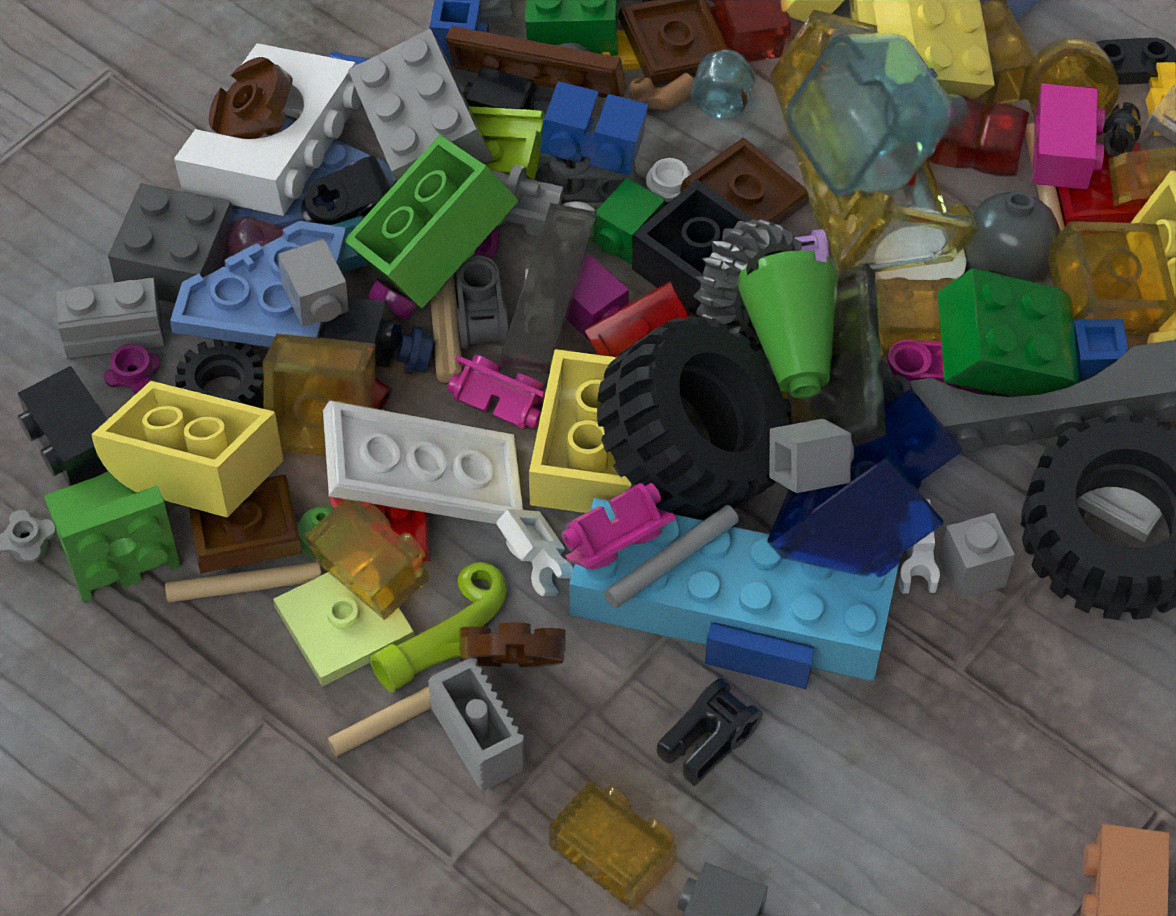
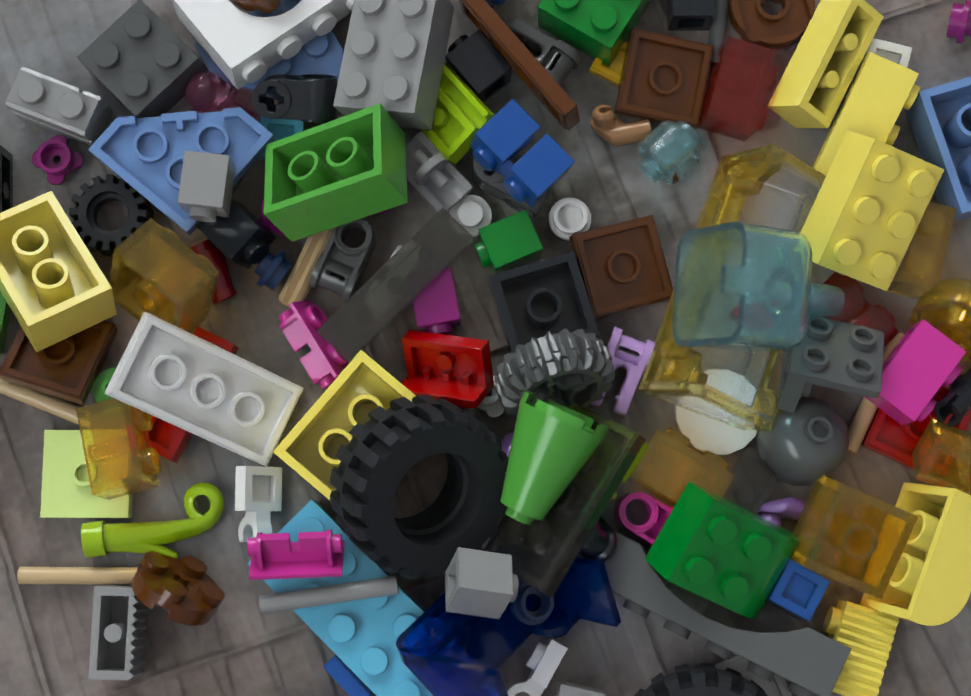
camera: 30 degrees right, 25 degrees up
(963, 146) = (832, 357): none -> dark grey bracket

